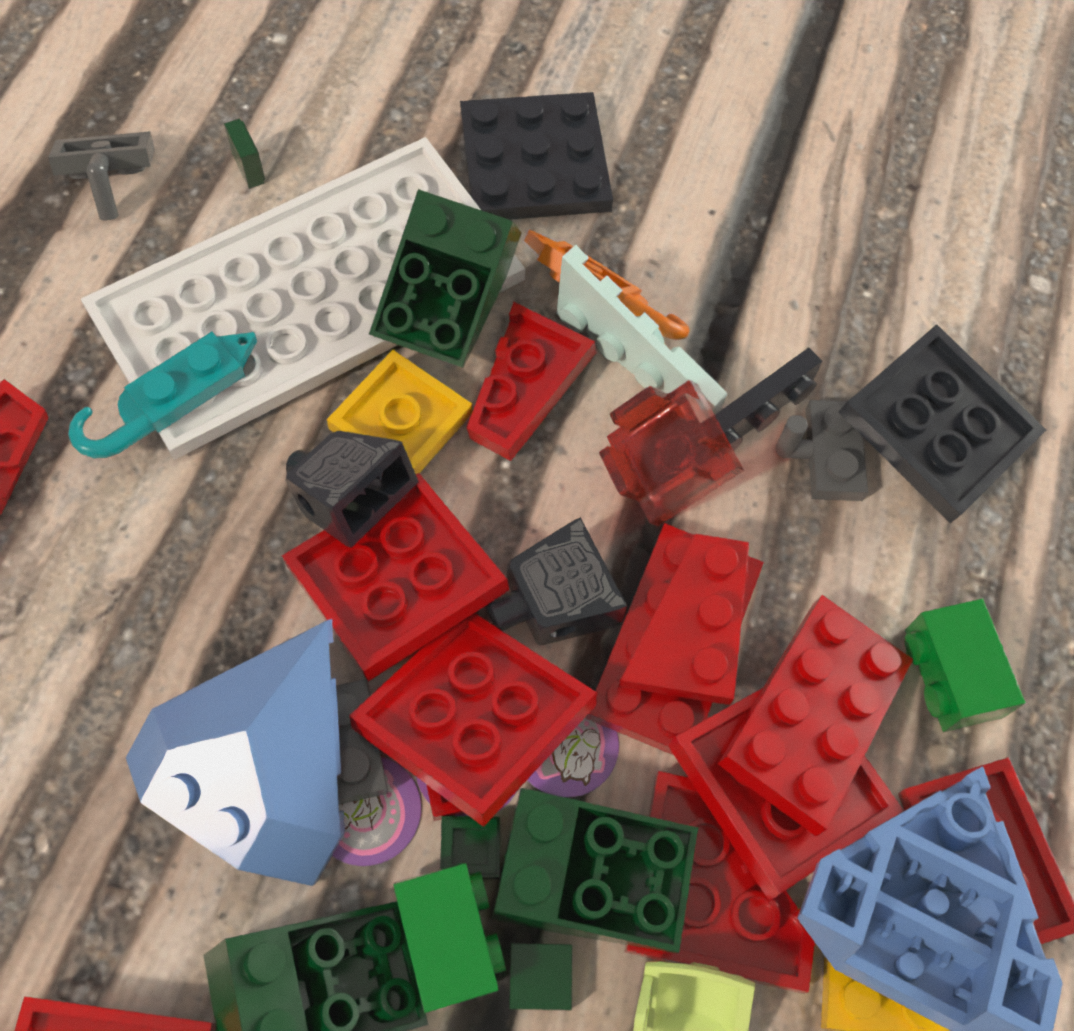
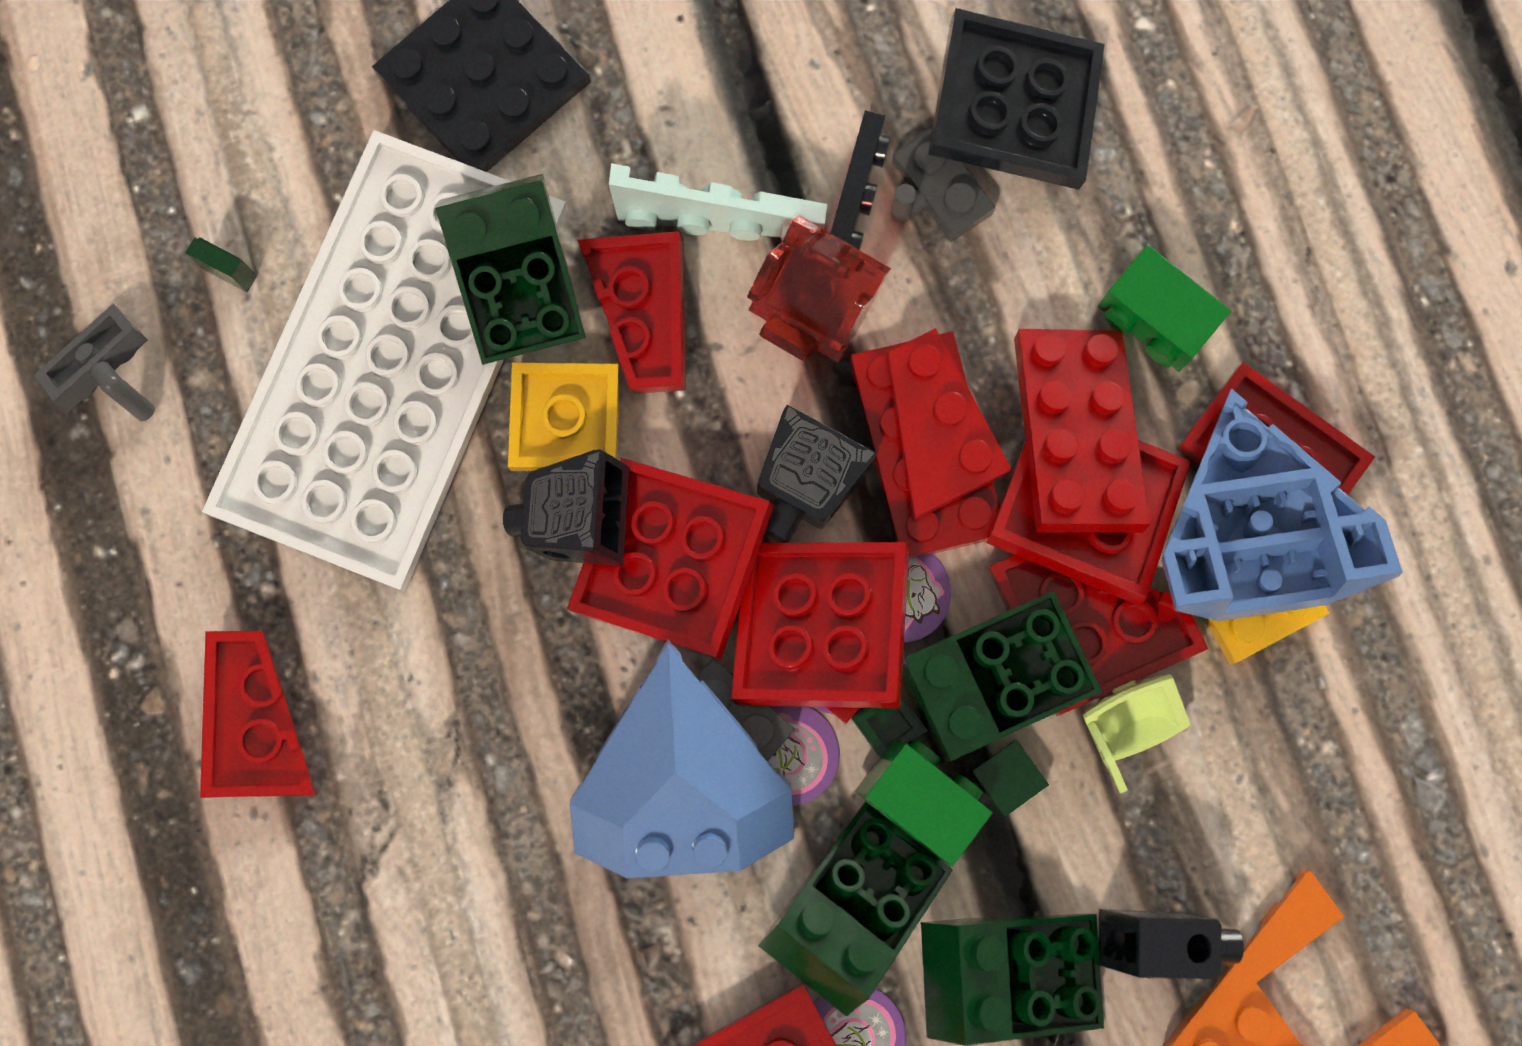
camera: 30 degrees left, 15 degrees up
(169, 392) = (358, 541): teal plate -> none
(551, 255) = (592, 164): orange plate -> none

